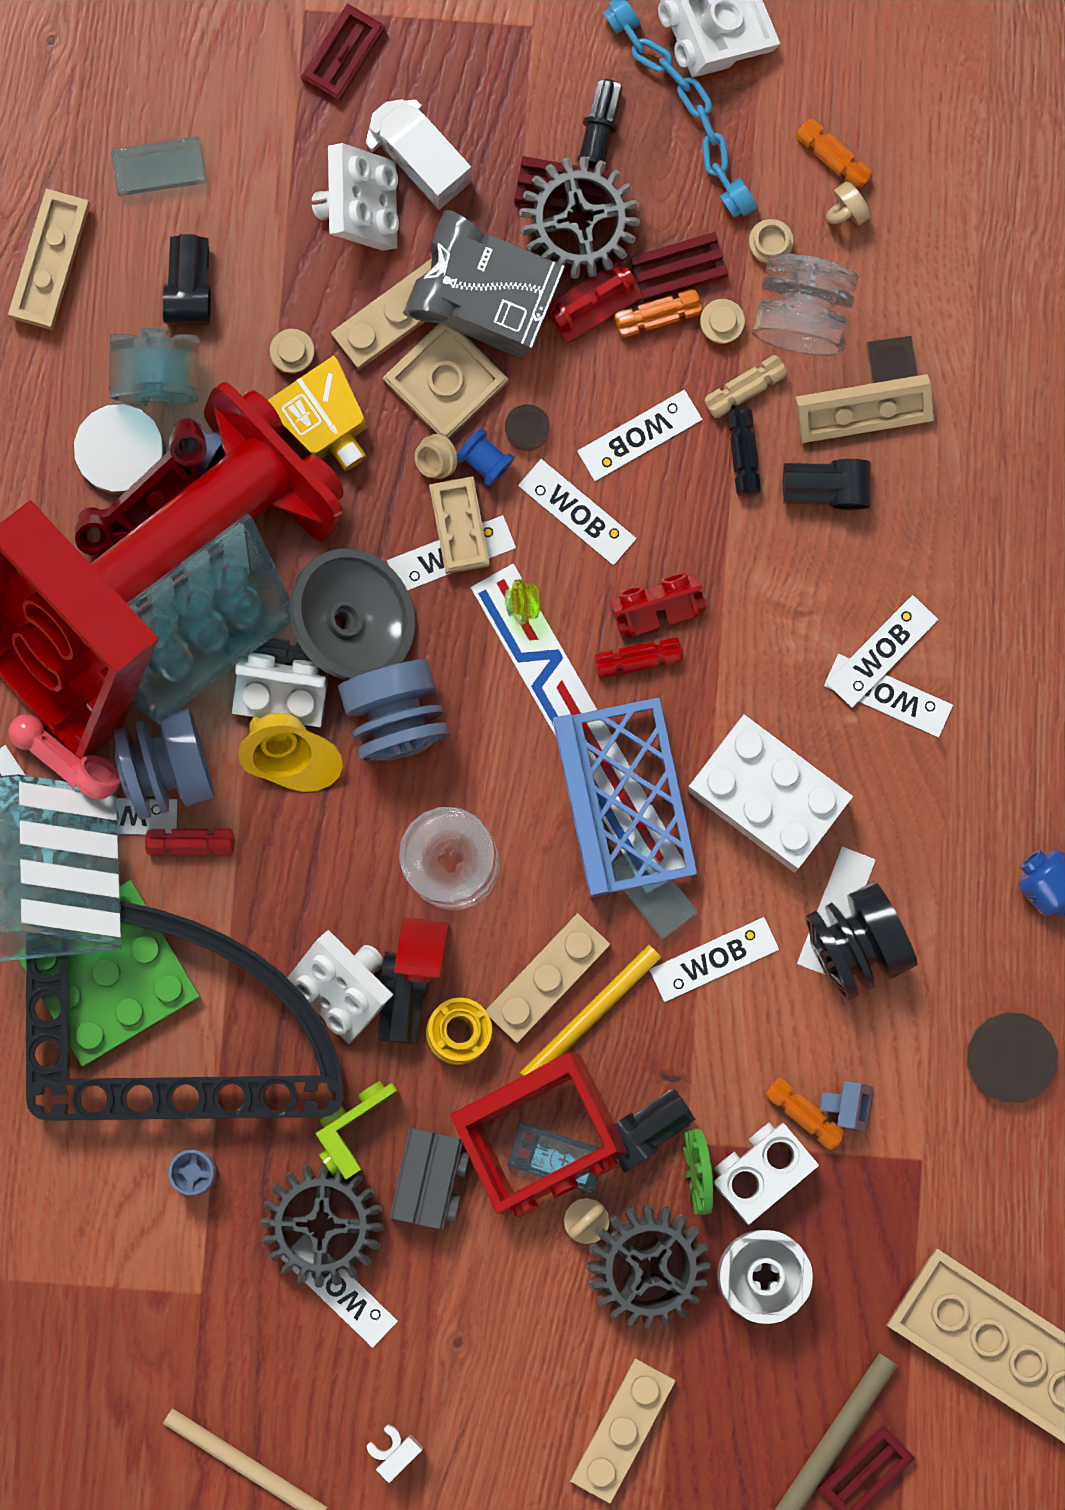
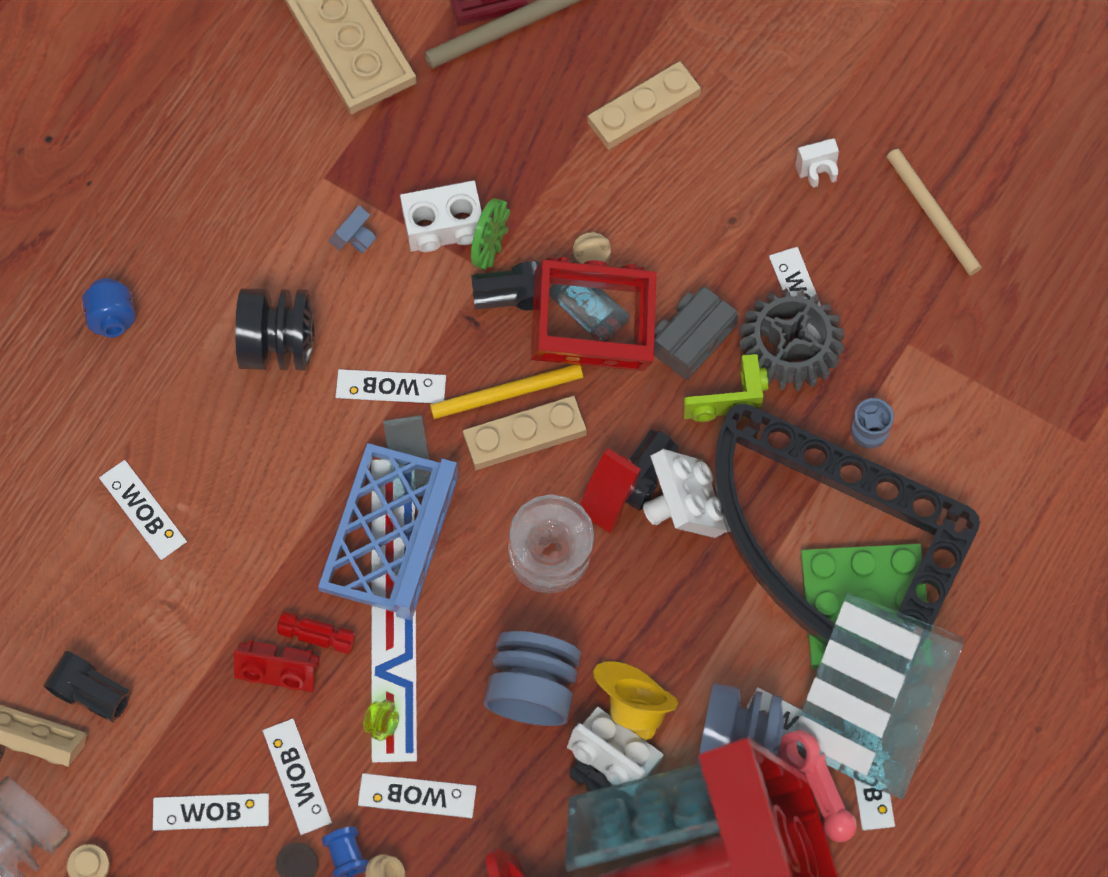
camera: 150 degrees left, 15 degrees down
(189, 842) = (749, 671): red axle -> none
(366, 599) = (512, 763): dark grey dish -> none
(459, 525) = (397, 810): tan plate -> none
(466, 1011) = (609, 407): yellow wheel -> none
(659, 1248) = (562, 202): dark grey gear -> none
(744, 452) = (136, 750): black axle -> none
(745, 386) = (102, 802): tan axle -> none
(769, 793) = (277, 474): white brick -> none
(783, 1257) = (483, 145): white brick -> none
(805, 1114) = (389, 245): orange axle -> none
(848, 875) = (272, 382): white sticker -> none
(882, 651) = (126, 543): white sticker -> none
(1012, 1057) = (215, 210): clear smoke tile -> none

